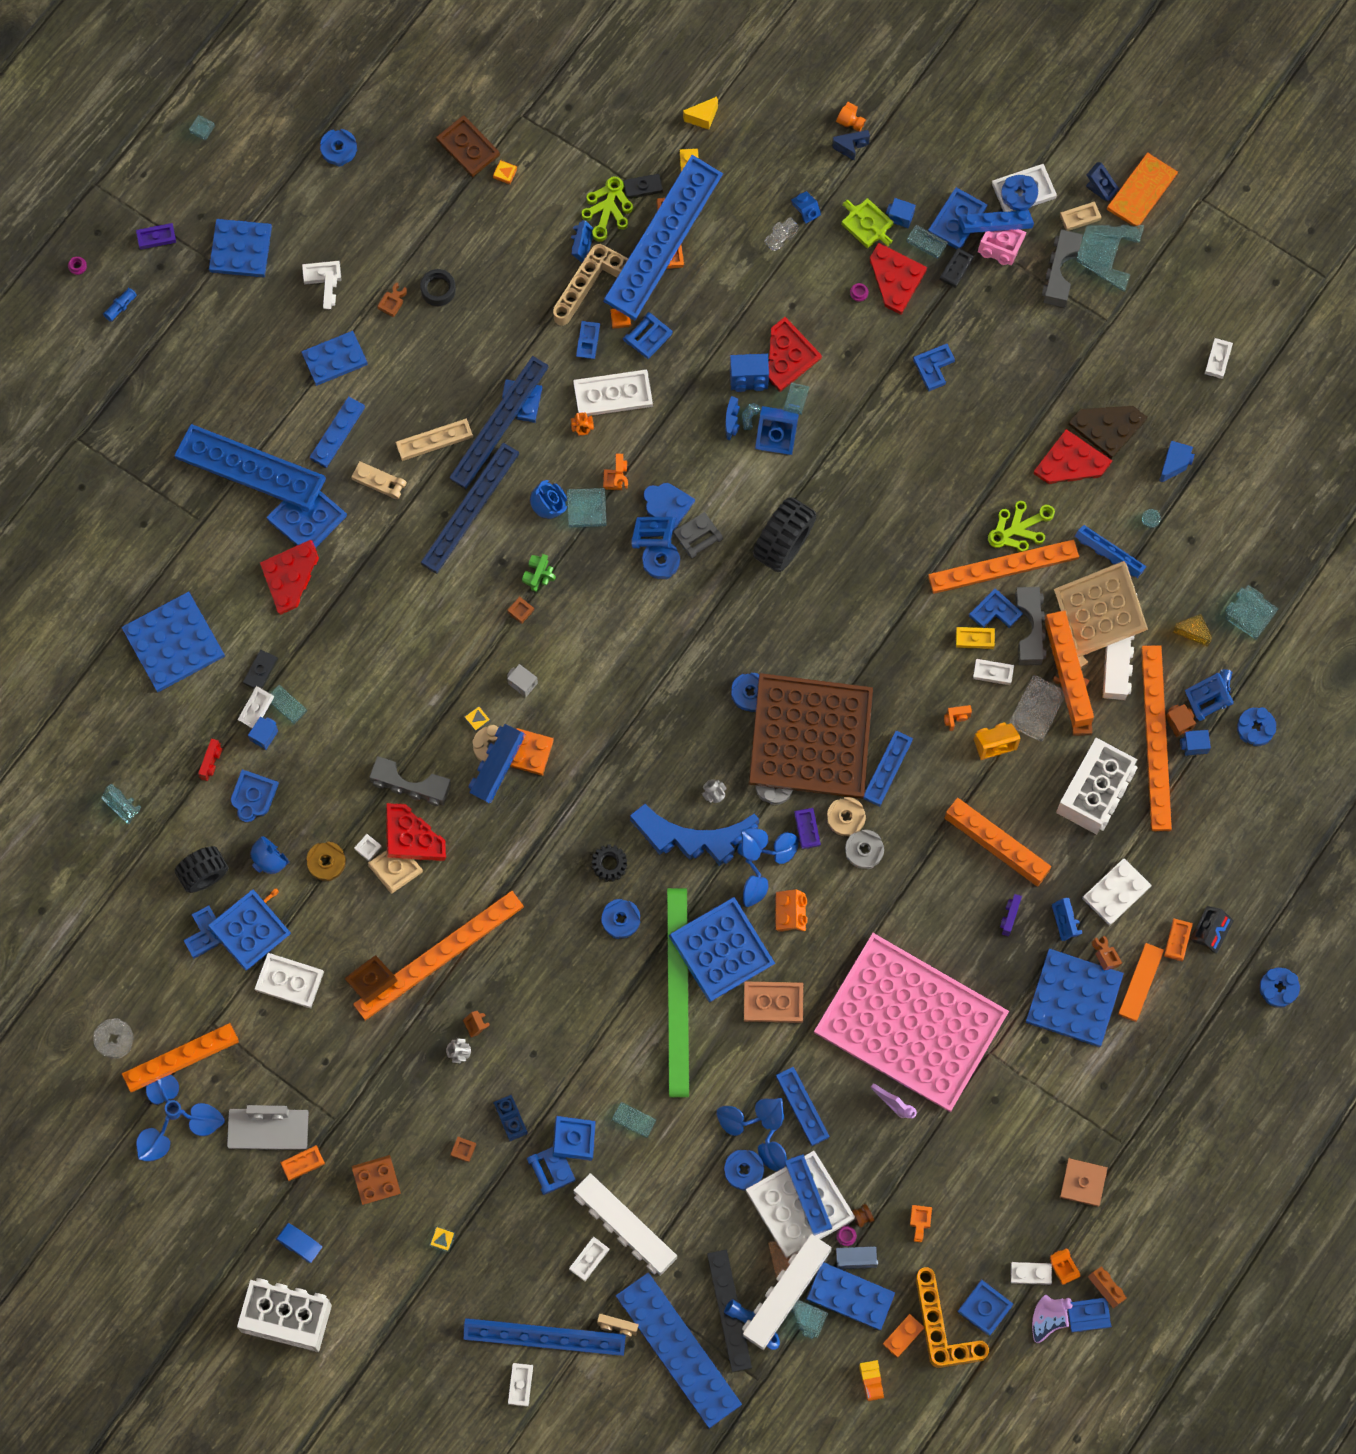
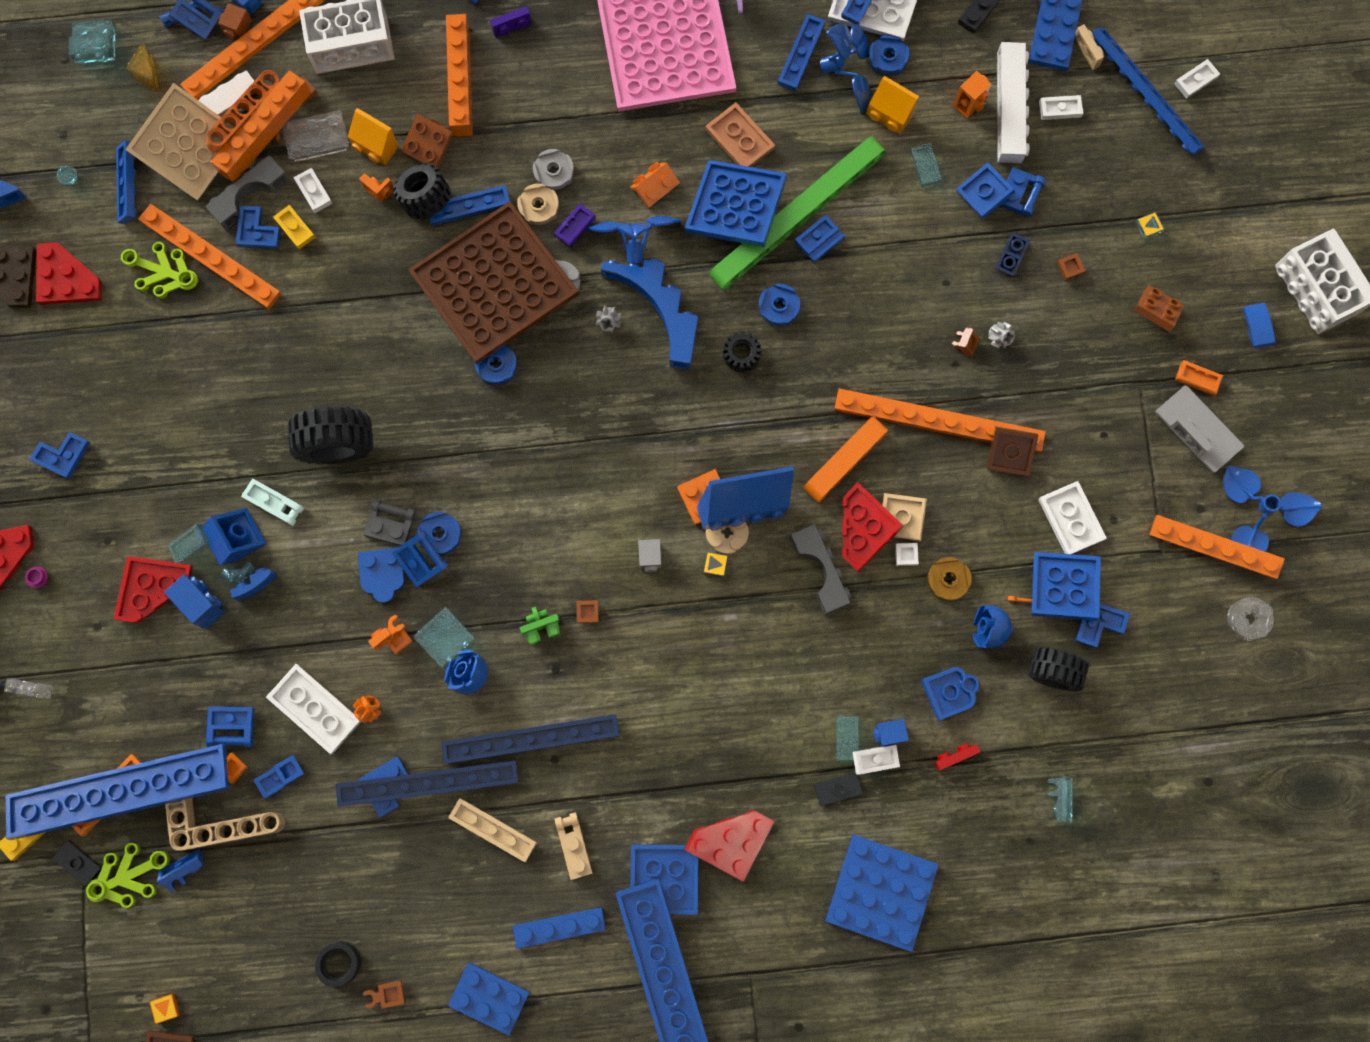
camera: 130 degrees left, 5 degrees up
(469, 865) = (845, 459): none -> orange beam
(644, 990) = (819, 238): none -> blue plate
(653, 1194) = (972, 95): none -> orange brick
(698, 1128) = (892, 105): none -> light orange slope
(779, 472) = (272, 501): none -> light aqua plate
(933, 733) = (422, 191): none -> black tyre
(962, 779) = (427, 141): none -> dark orange plate
(1096, 668) = (244, 101): none -> orange beam

